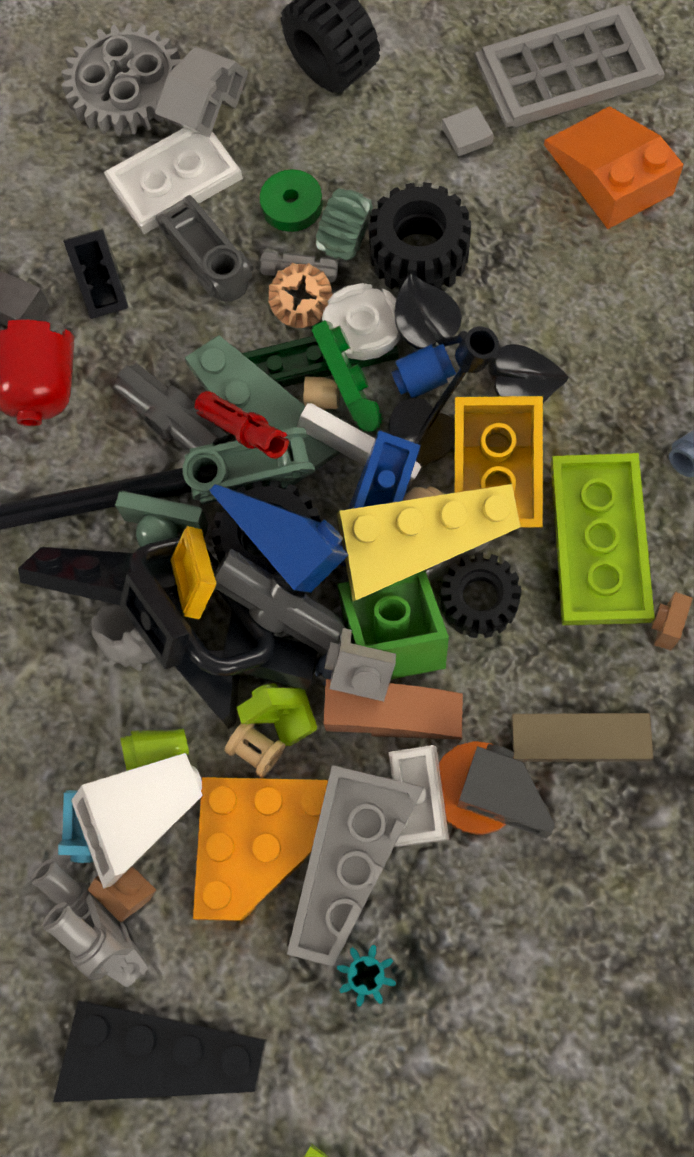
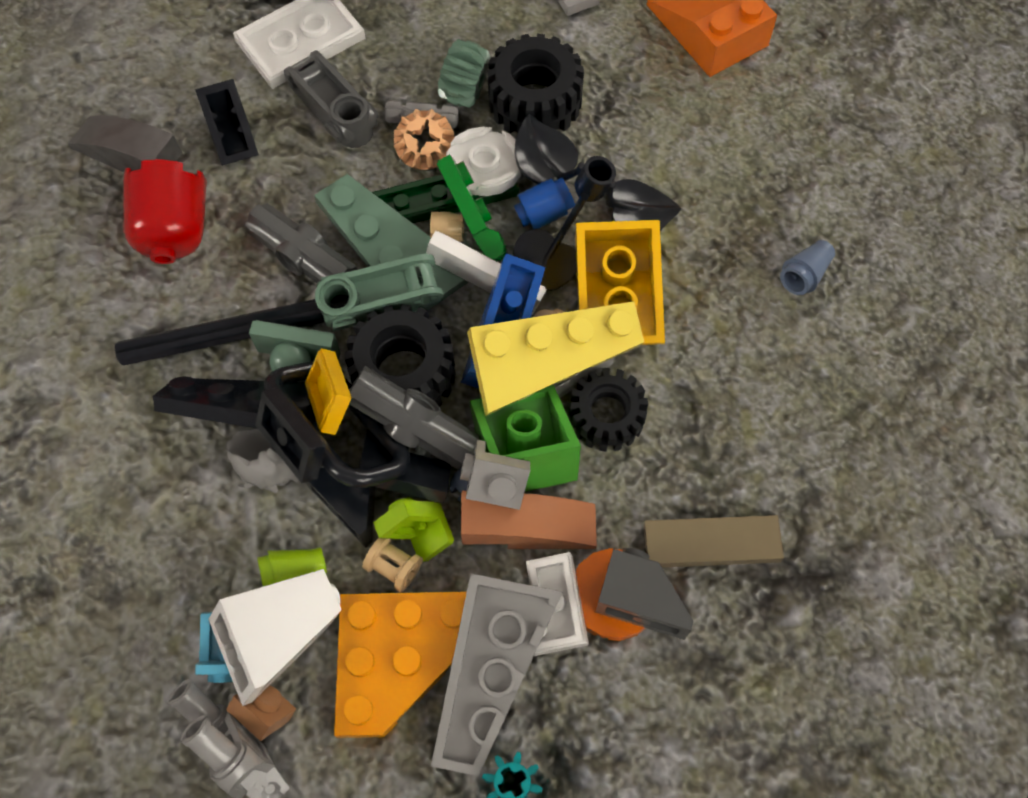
camera: 10 degrees left, 5 degrees down
(249, 428) = (379, 254): red pin -> none
(286, 186) = (412, 69): green piece -> none
(294, 544) = (426, 358): blue slope -> none
(601, 540) = (721, 355): lime plate -> none
(670, 620) = (792, 427): medium nougat plate -> none

